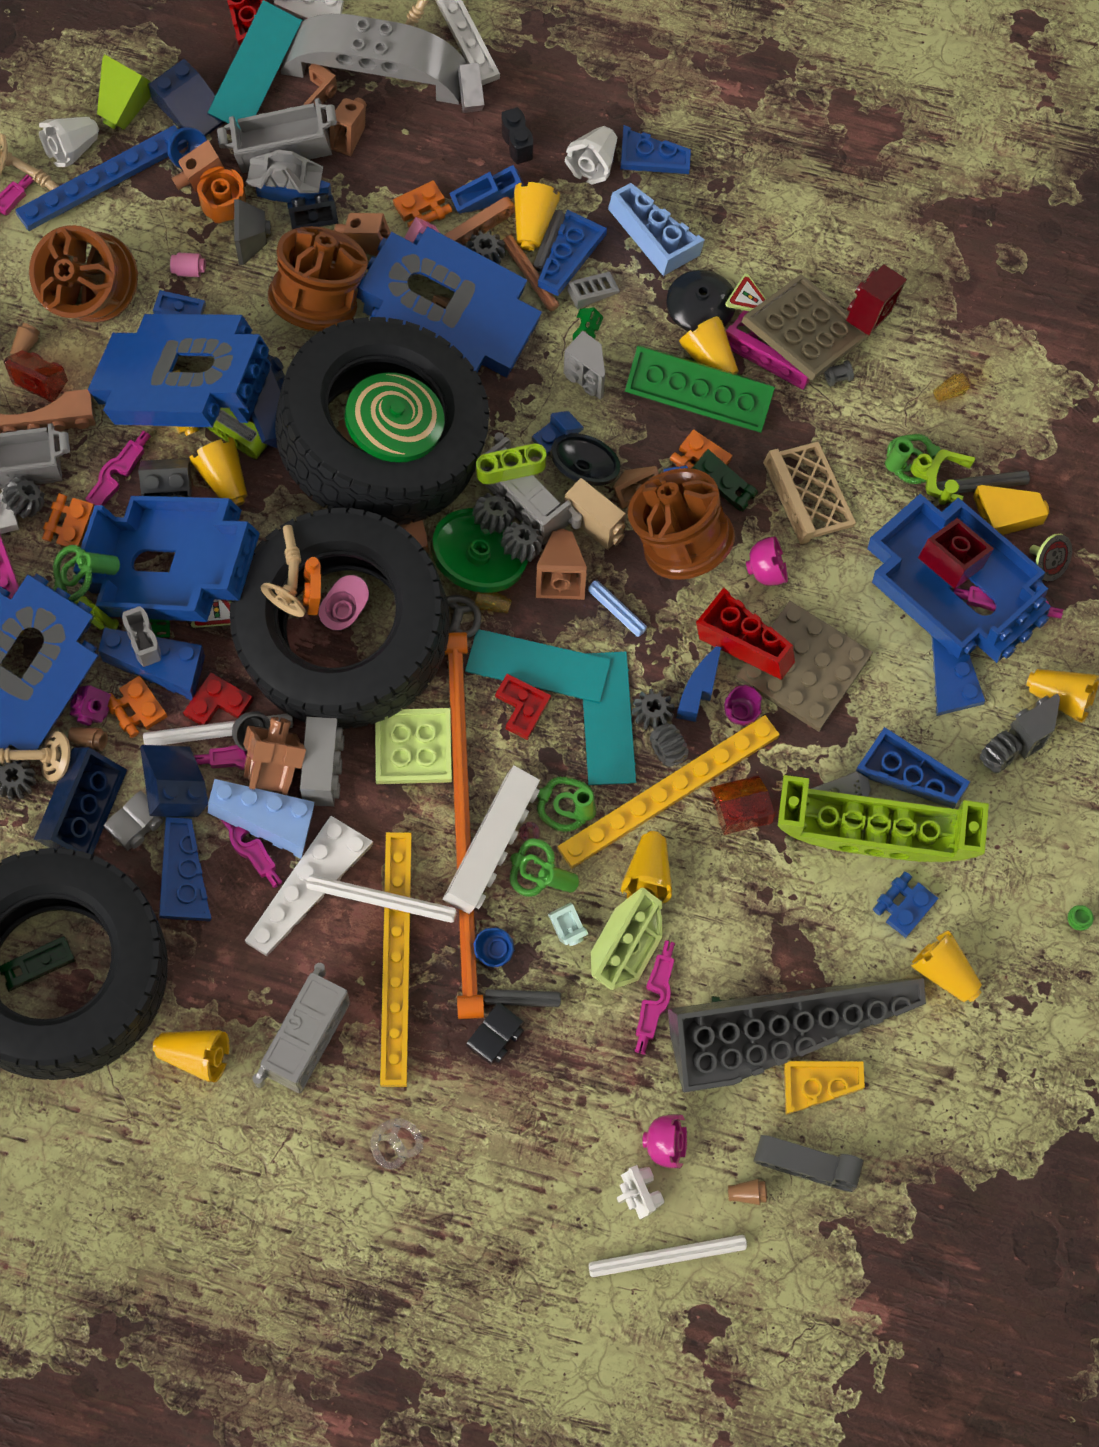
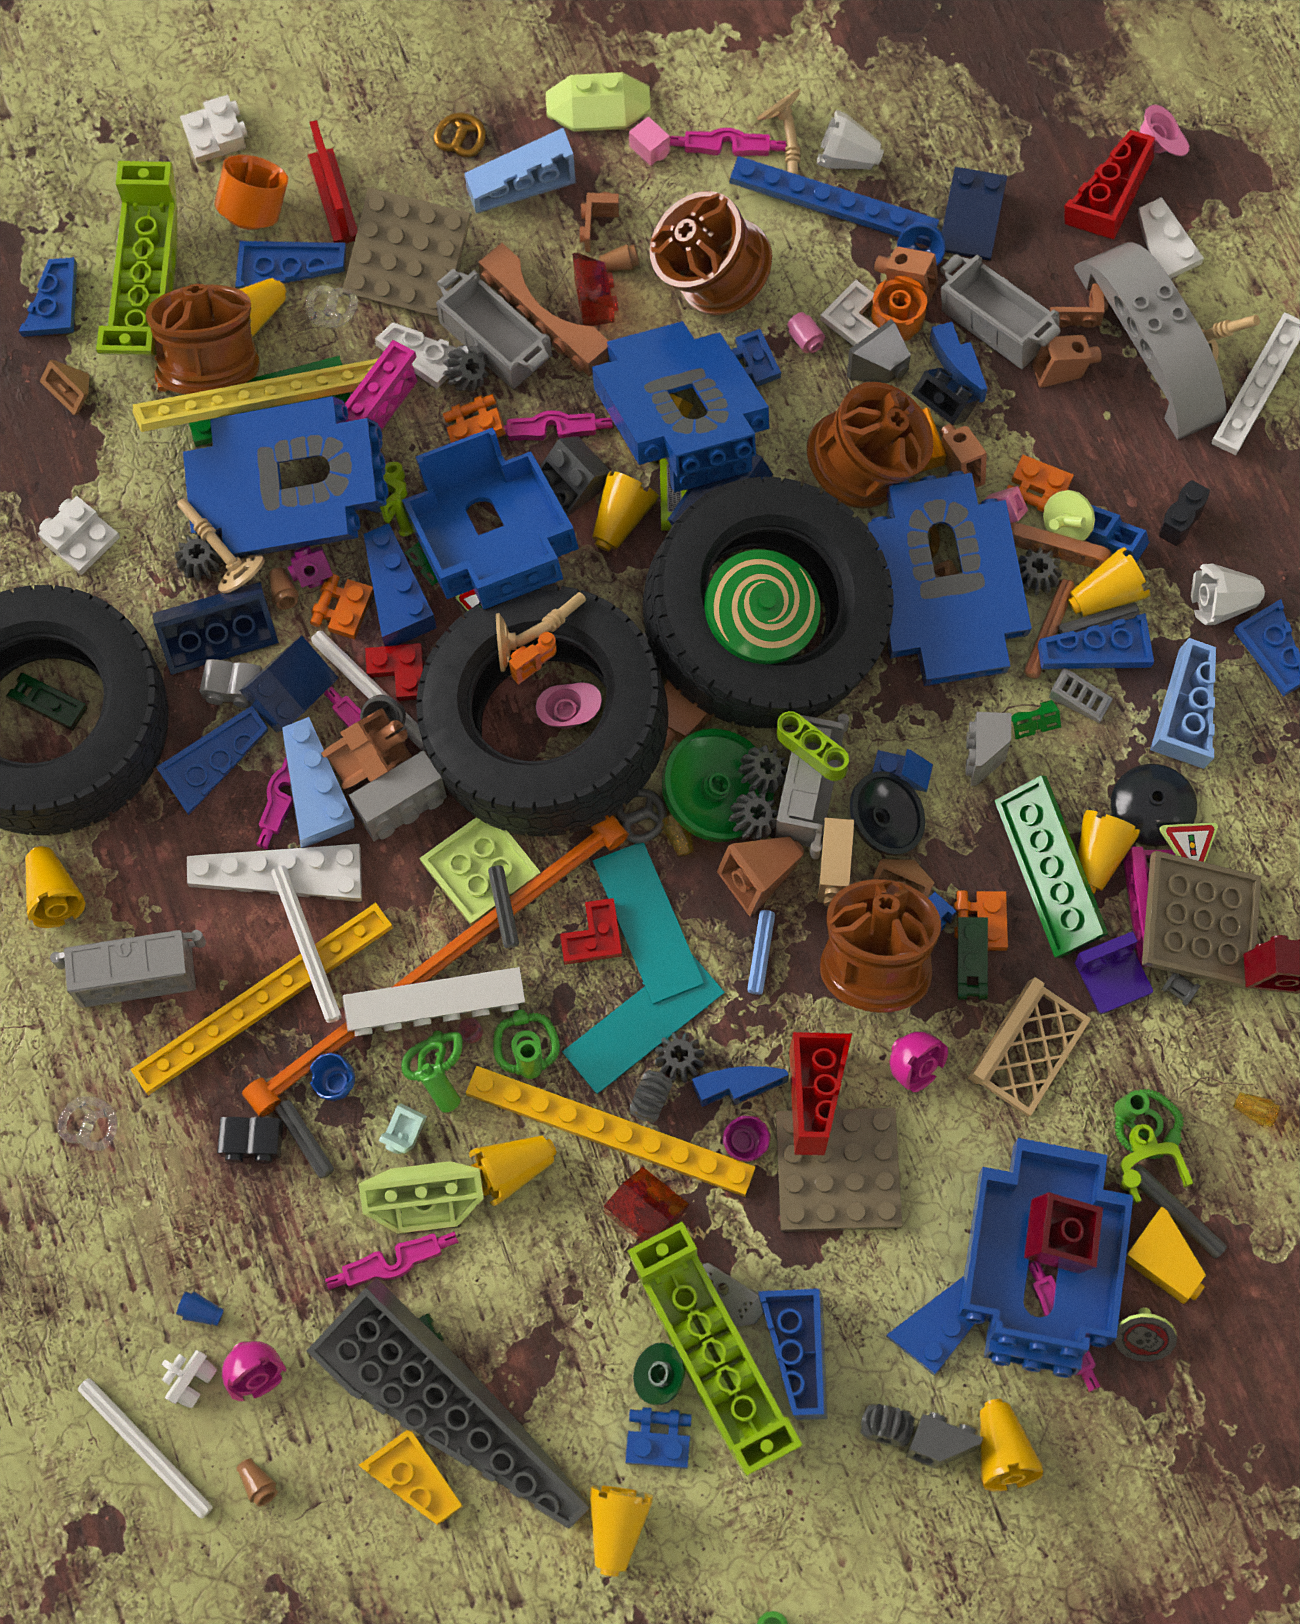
camera: 60 degrees right, 0 degrees up
(87, 563) = (428, 462): bright green piece -> none
(120, 93) = (929, 152): lime slope -> none
(141, 636) = (396, 554): light grey brick -> none
(198, 233) = (846, 313): none -> white plate
(255, 64) = (1056, 237): teal window -> none
(285, 169) = (968, 363): light grey piece -> none
(459, 747) = (503, 906): none -> dark grey axle
(463, 201) = (1069, 515): none -> yellowish green shield
(470, 87) = (1193, 434): flat silver piece -> none
(594, 1152) = (199, 1309): none -> blue cone
(800, 406) = (1113, 973): none -> dark purple bracket
(809, 1164) = (329, 1543): dark grey beam -> none
(858, 882) = (650, 1372): none -> dark green dish

